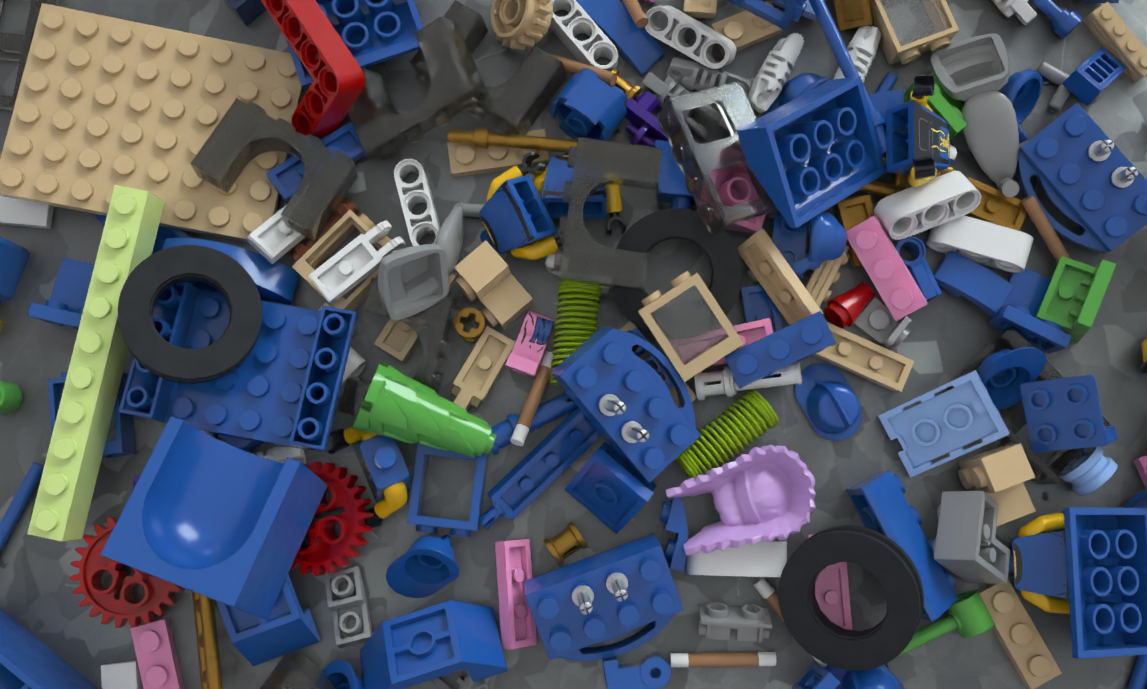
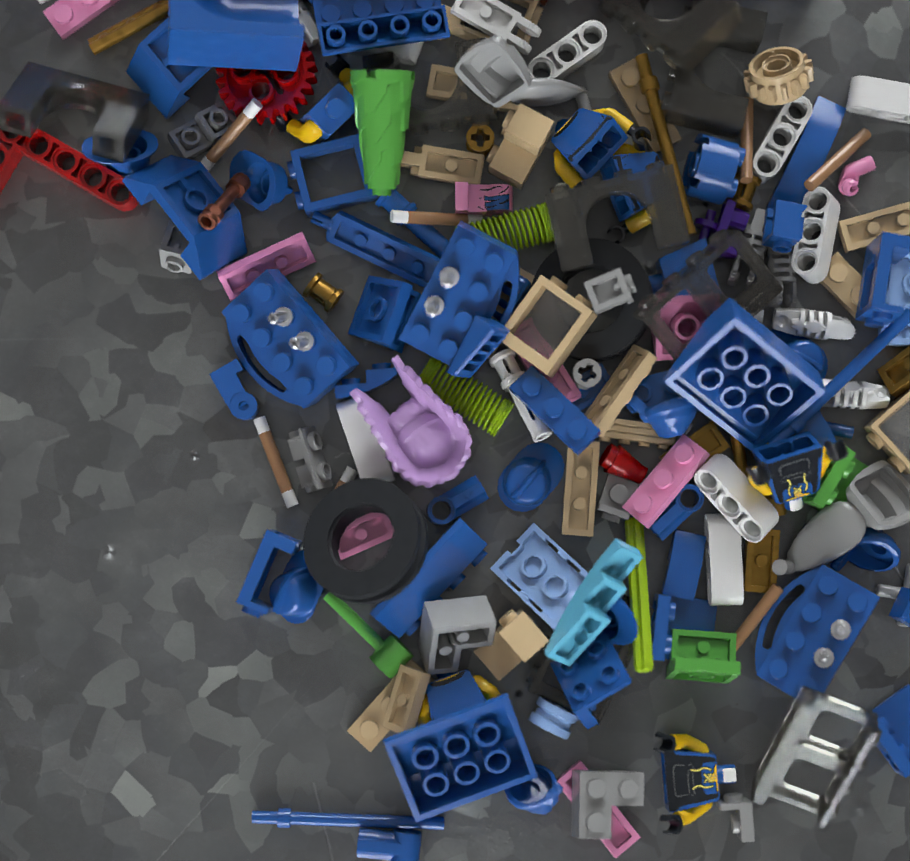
camera: 65 degrees right, 5 degrees up
(365, 578) = (231, 133): none -> medium nougat bar
(445, 629) = (214, 213): none -> copper bar
(673, 61) = (783, 226): none -> blue window
(681, 247) = (610, 290): none -> light grey bracket
(684, 398) = (478, 344): none -> blue slope
(747, 296) = (595, 371): none -> light grey bush
(829, 483) = (459, 500): none -> blue piece
(994, 336) = (639, 599): none -> lime axle
(1003, 394) = (588, 607): none -> medium azure slope
(1027, 616) = (406, 699): none -> tan plate

